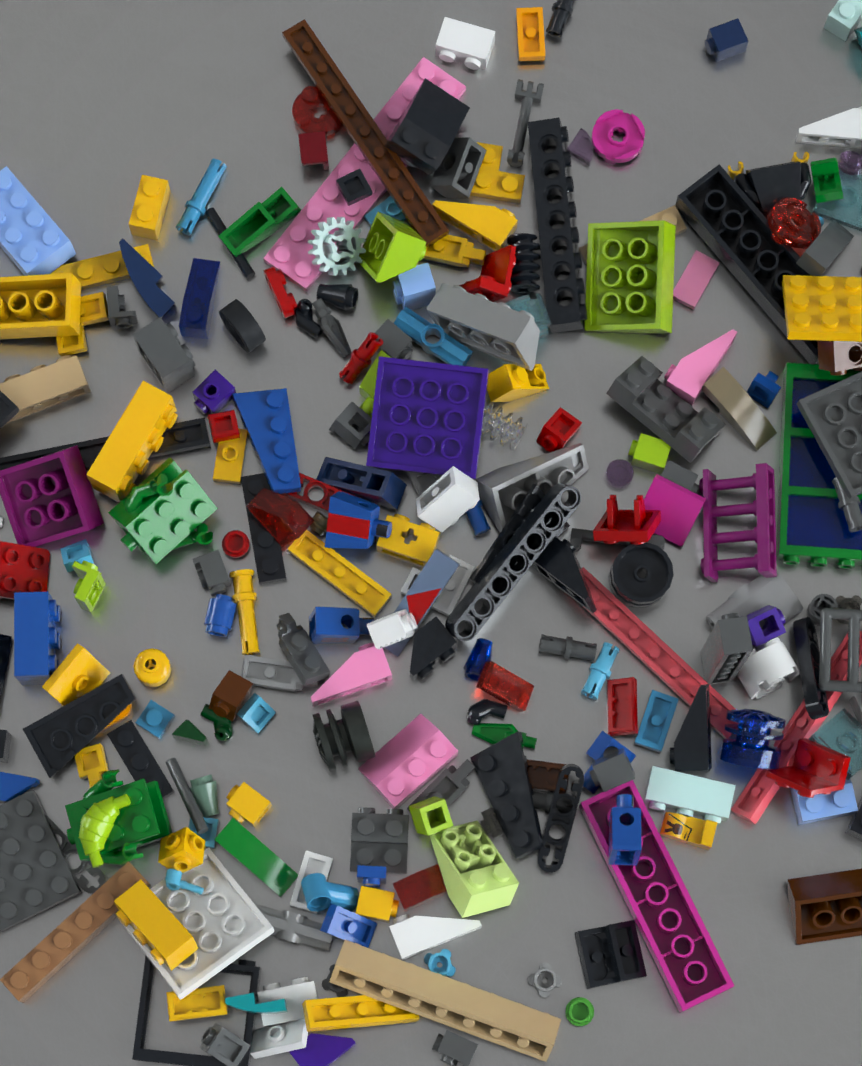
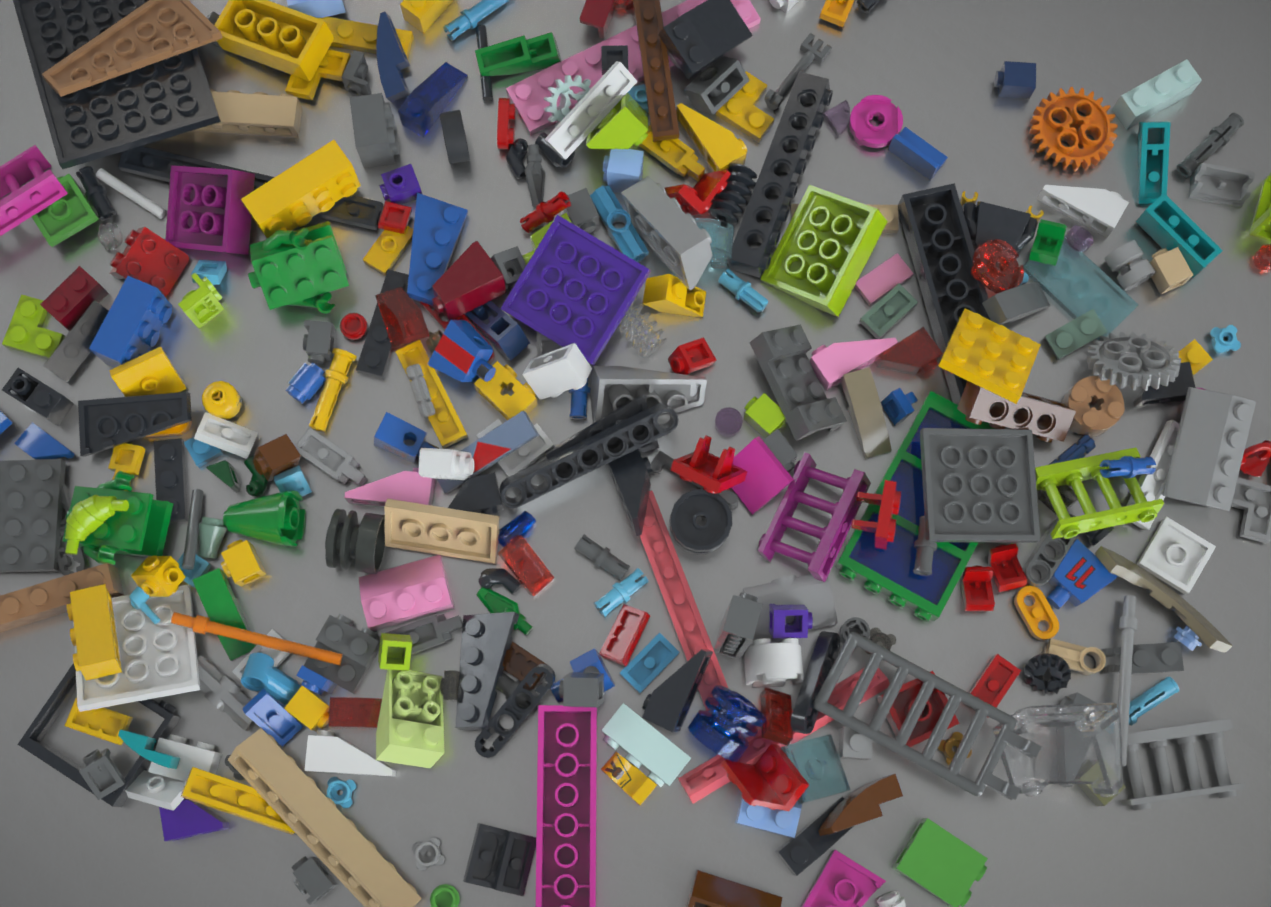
camera: 25 degrees right, 0 degrees up
(173, 697) = (226, 435): none -> white plate
(244, 874) = (203, 624): none -> orange bar
(250, 754) = (269, 518): none -> green cone
(301, 651) = (359, 447): dark grey hinge -> none
(325, 455) = (468, 283): none -> dark red slope
(331, 574) = (420, 390): none -> light grey axle
(359, 245) = (591, 110): none -> white plate
(415, 691) = (441, 531): none -> tan plate
(575, 348) = (743, 290): none -> medium azure axle
(624, 832) = (557, 762): blue torso -> none
(669, 148) = (917, 153): none -> blue panel
(713, 307) = (888, 311): none -> sand green plate
(753, 337) = (911, 354): none -> clear red slope
(781, 77) = (1073, 129): none -> orange gear
(789, 707) = (778, 712): none -> clear red plate
(802, 481) = (889, 505): none -> red plate

